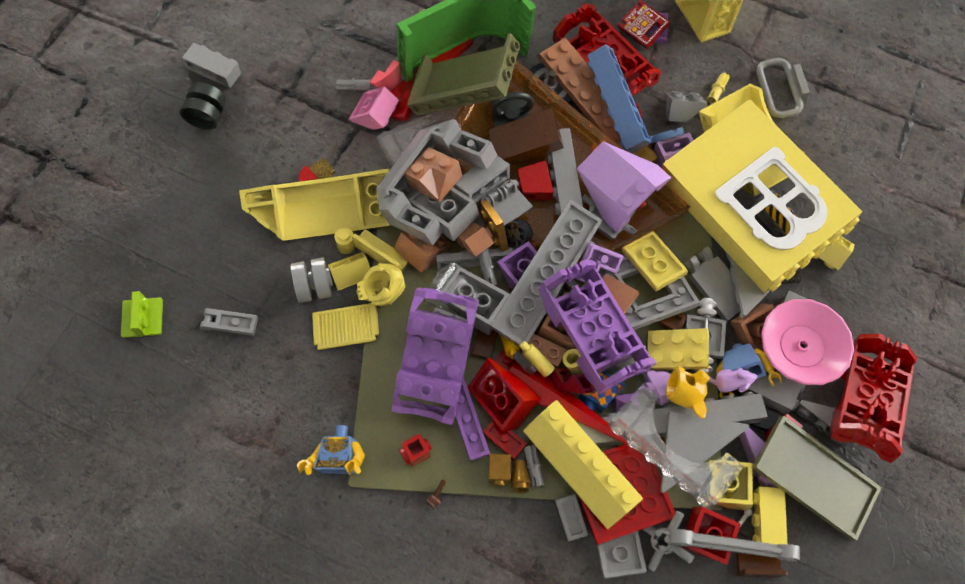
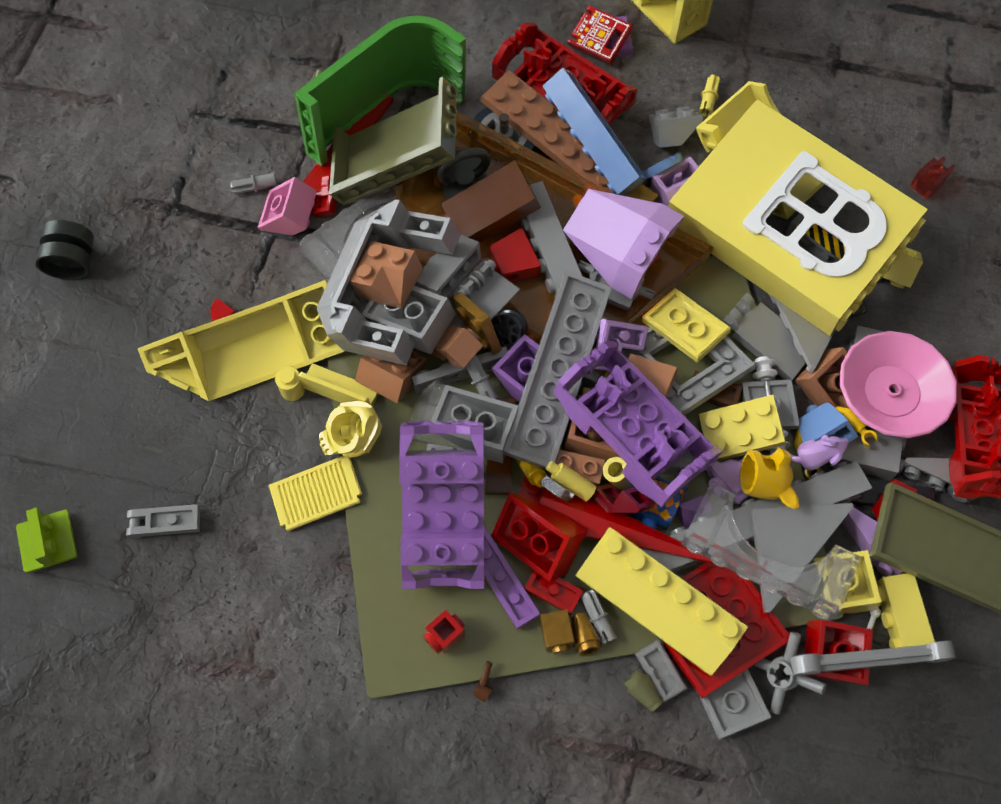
camera: 10 degrees left, 0 degrees up
(211, 65) = (63, 195): light grey brick -> none
(317, 279) = (264, 441): light grey wheel -> none
(322, 169) = (238, 299): clear yellow tile -> none
(335, 455) = (342, 662): torso -> none
(349, 270) = (304, 420): light yellow panel -> none
(390, 78) = (298, 166): coral slope -> none
(554, 527) = (642, 689): none -> olive cone
(759, 566) = (905, 677): reddish brown panel -> none
(796, 81) = (802, 68): light grey bar -> none
(877, 188) = (931, 177): none -> clear red brick

